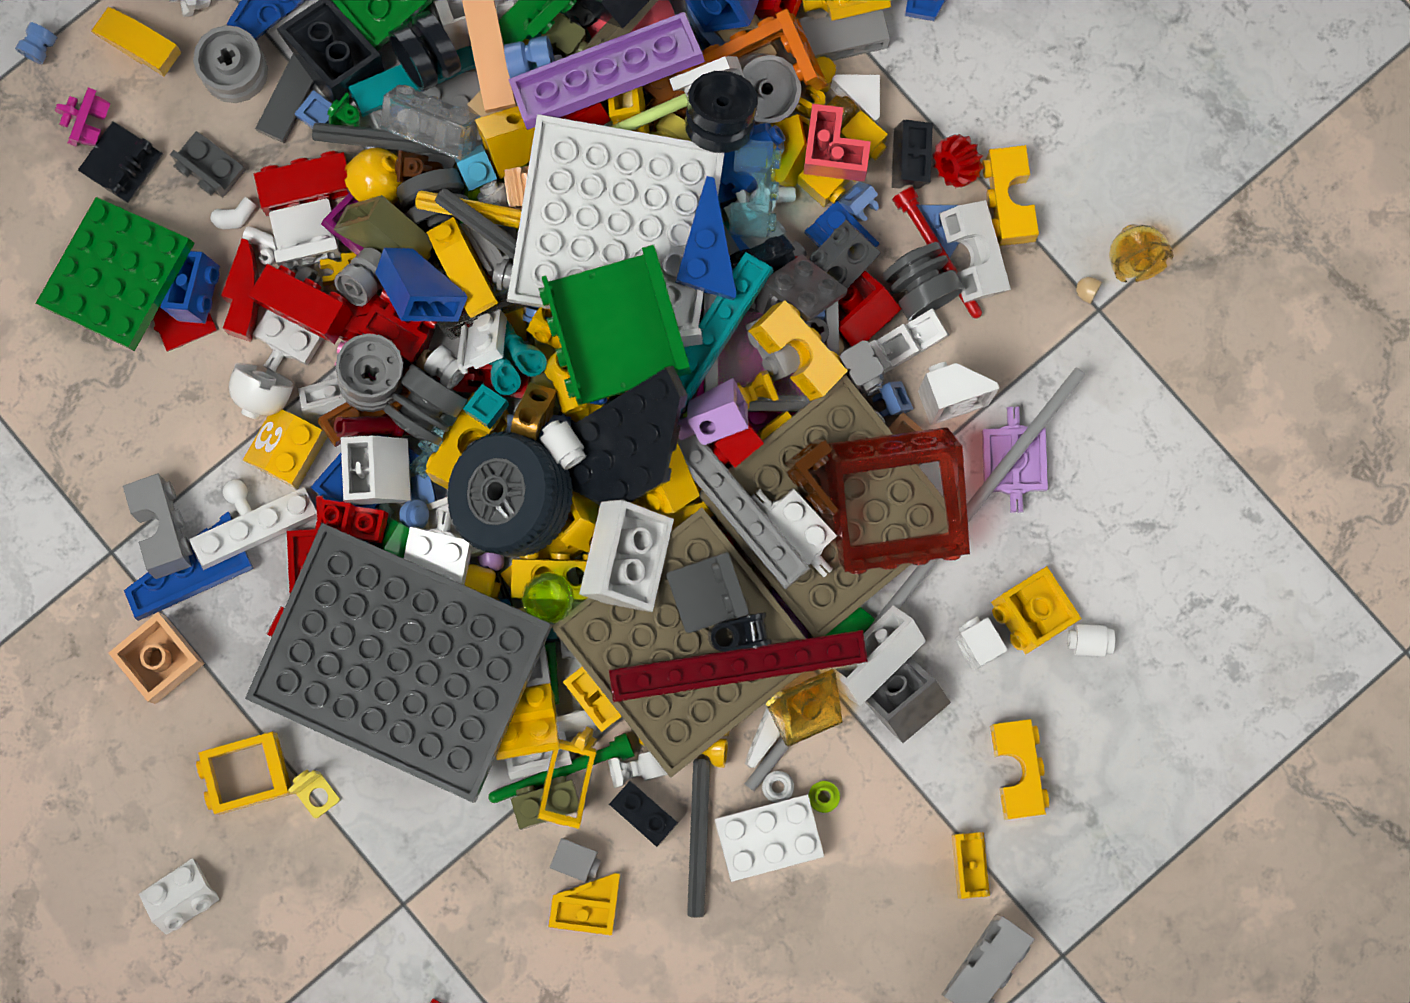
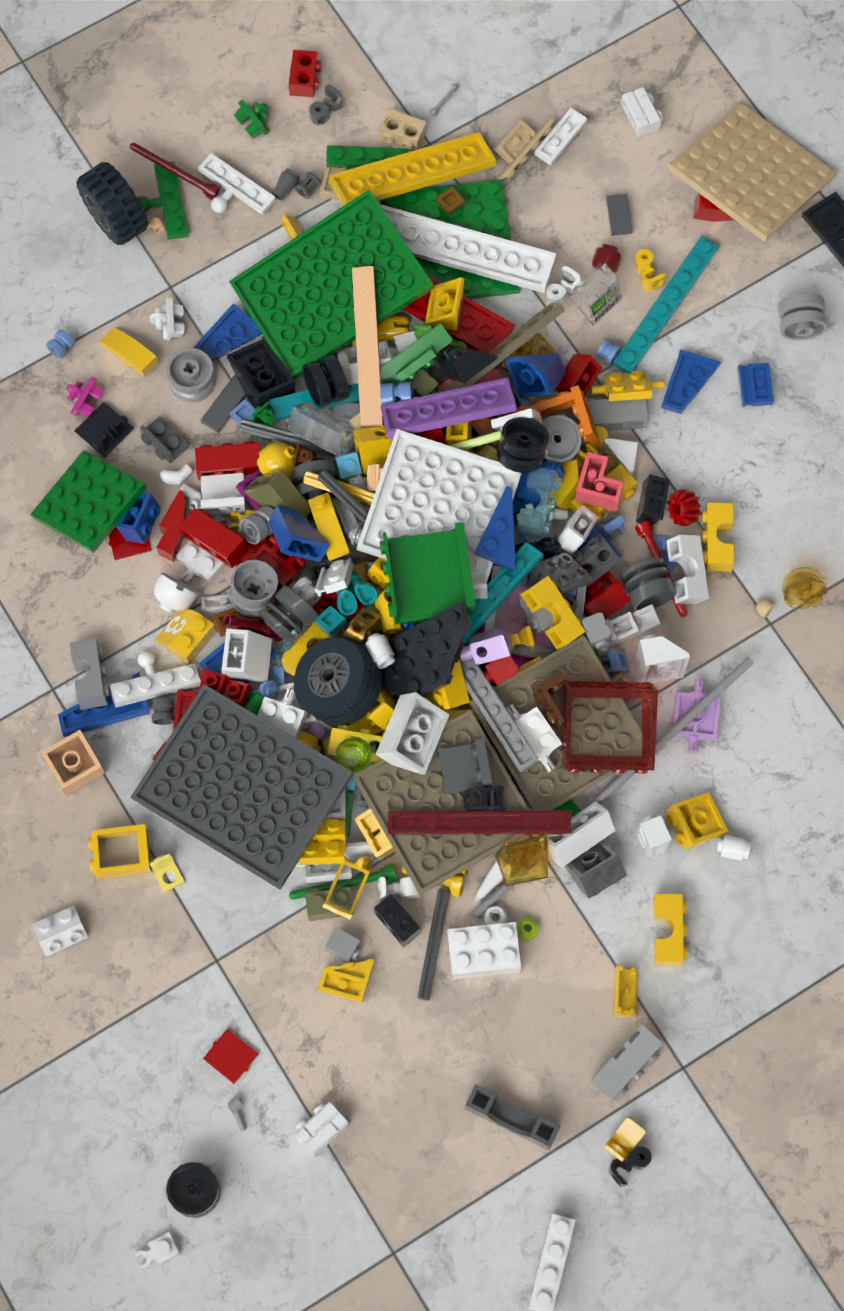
camera: 10 degrees right, 10 degrees down
(270, 561) = (162, 708): none -> dark grey wheel
(812, 218) = (577, 530): none -> white brick

